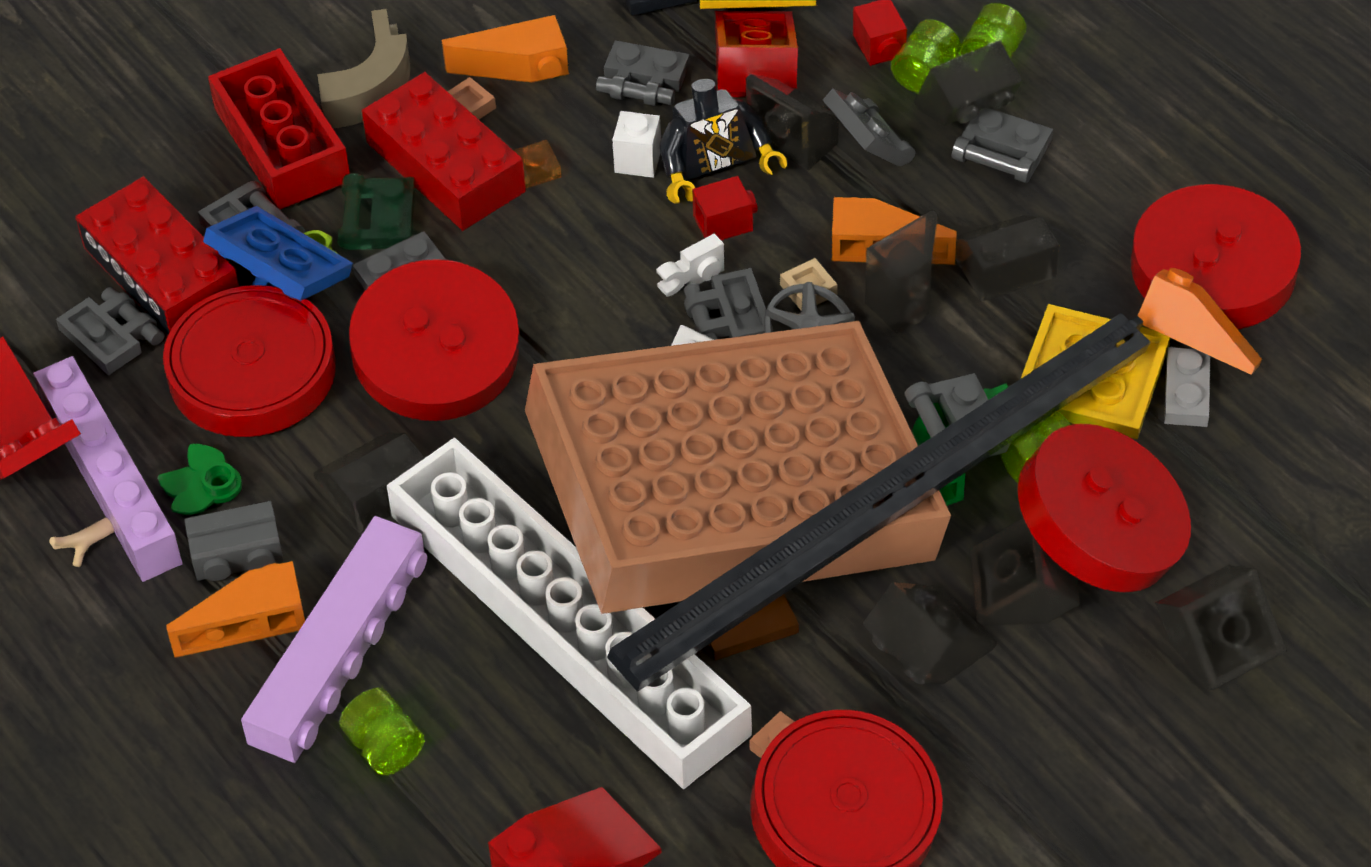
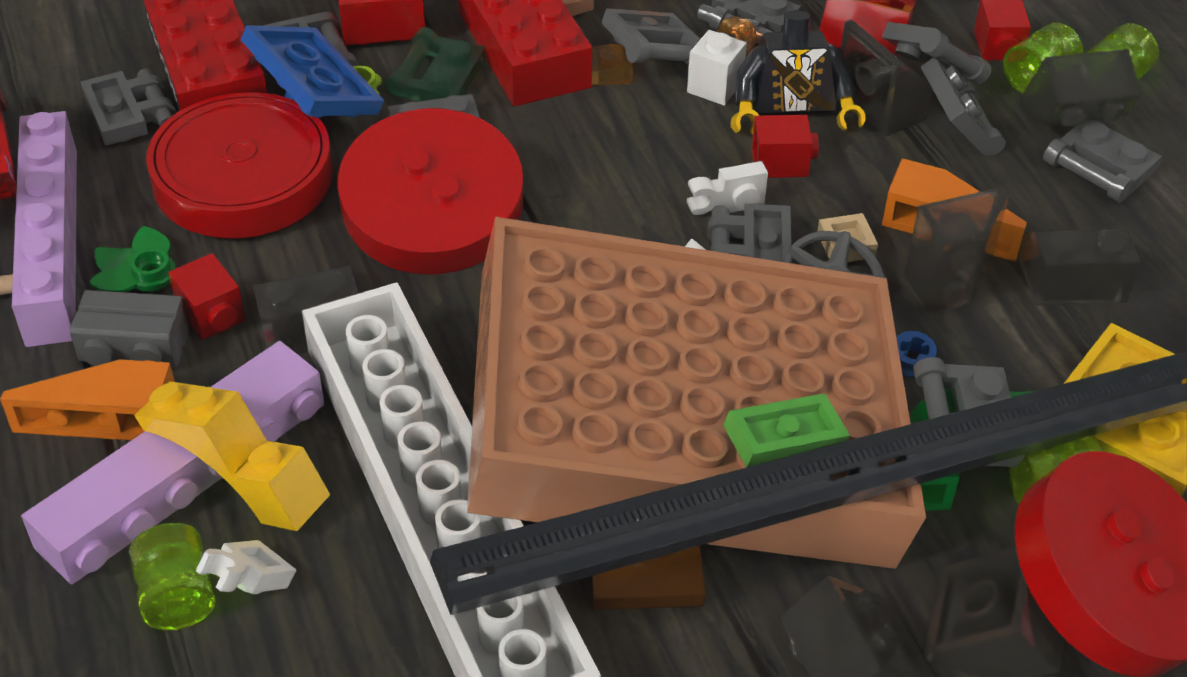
camera: 15 degrees right, 5 degrees down
(289, 489) = (209, 295): none -> red brick
(371, 604) = (220, 430): none -> yellow arch
(438, 706) = (246, 566): none -> white plate
(563, 117) = (650, 35): none -> dark grey plate
(643, 96) = (741, 28): none -> clear orange plate
(826, 478) = (784, 428): none -> bright green plate
(831, 78) = (925, 43): none -> dark grey plate
(906, 371) = (915, 342): none -> blue bush

